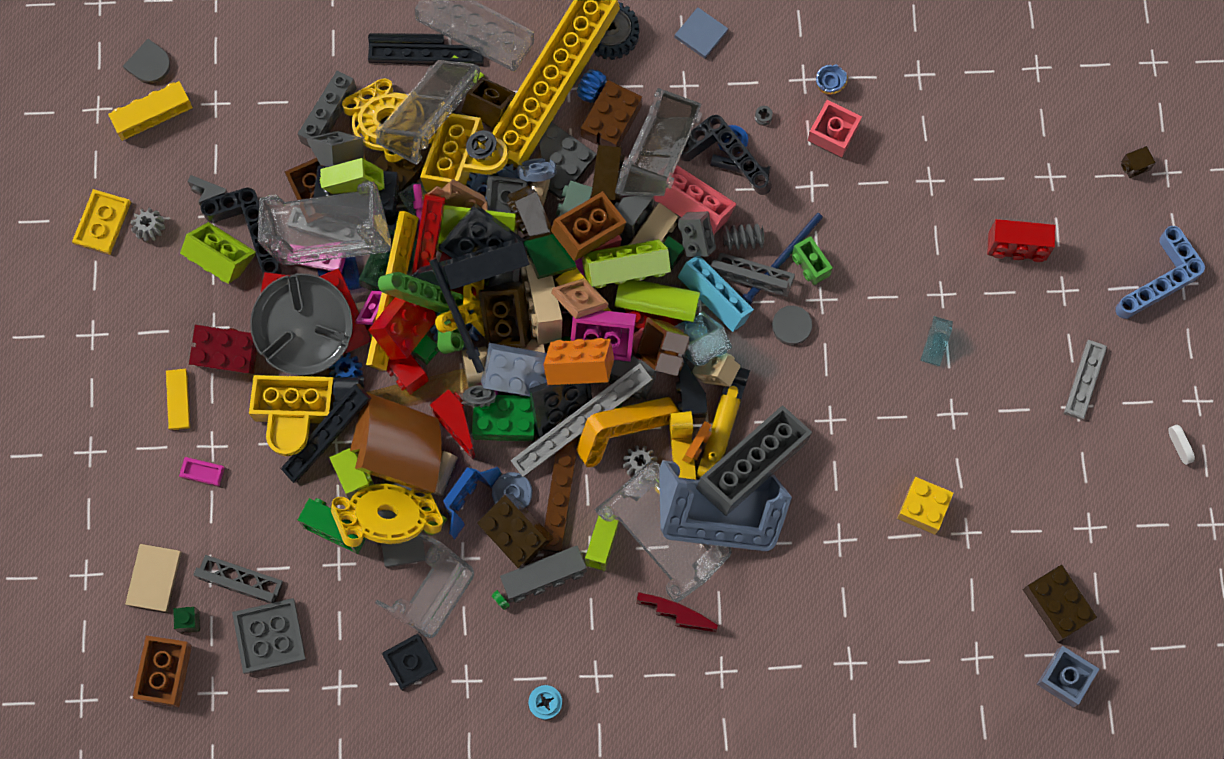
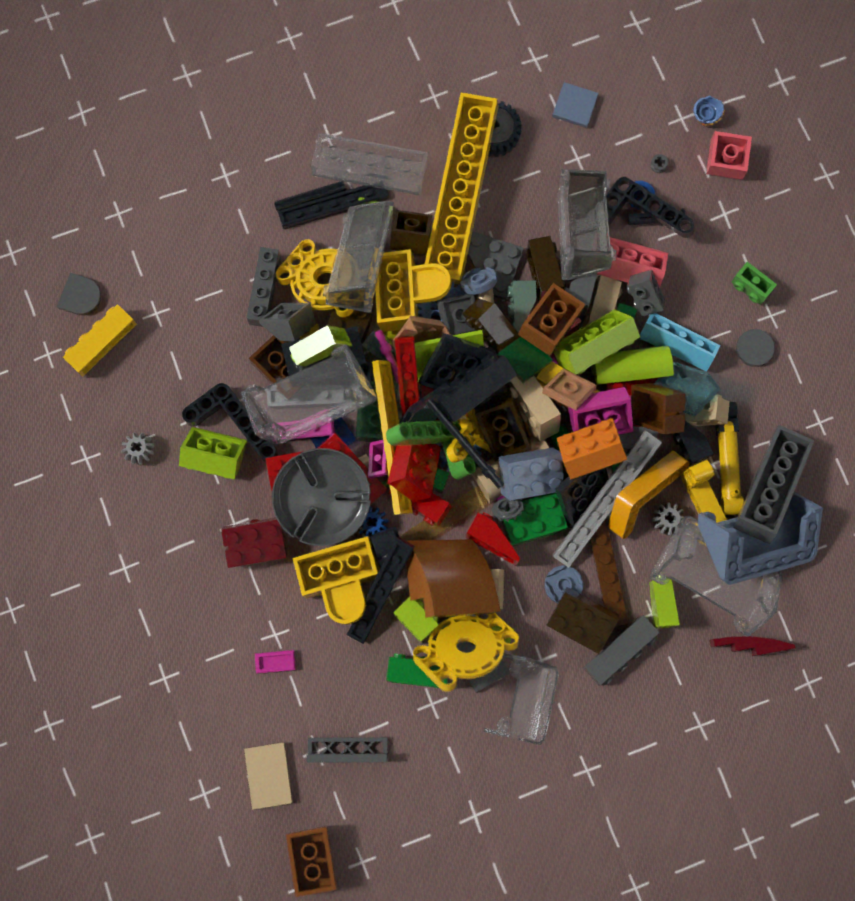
camera: 20 degrees left, 5 degrees up
(101, 222) = (92, 459): yellow tile -> none
(177, 399) = (227, 602): yellow tile -> none
(186, 619) = (314, 804): dark green brick -> none
(208, 189) = (183, 397): dark grey slope -> none
(269, 636) = (395, 793): dark grey plate -> none
(409, 661) = (530, 771): black tile -> none
(465, 485) = (519, 608): blue piece -> none
(486, 139) = (421, 267): black gear -> none
(500, 599) = (591, 687): green tile -> none
(535, 699) = (674, 765): medium azure gear -> none
(591, 85) = (497, 186): blue gear -> none
(611, 115) = (525, 208): reddish brown piece -> none
(694, 451) = (716, 493): orange plate -> none
(743, 236) = (682, 280): dark grey piece -> none
(753, 277) = (705, 316): dark grey fence -> none
(786, 253) = (724, 289): dark blue bar -> none

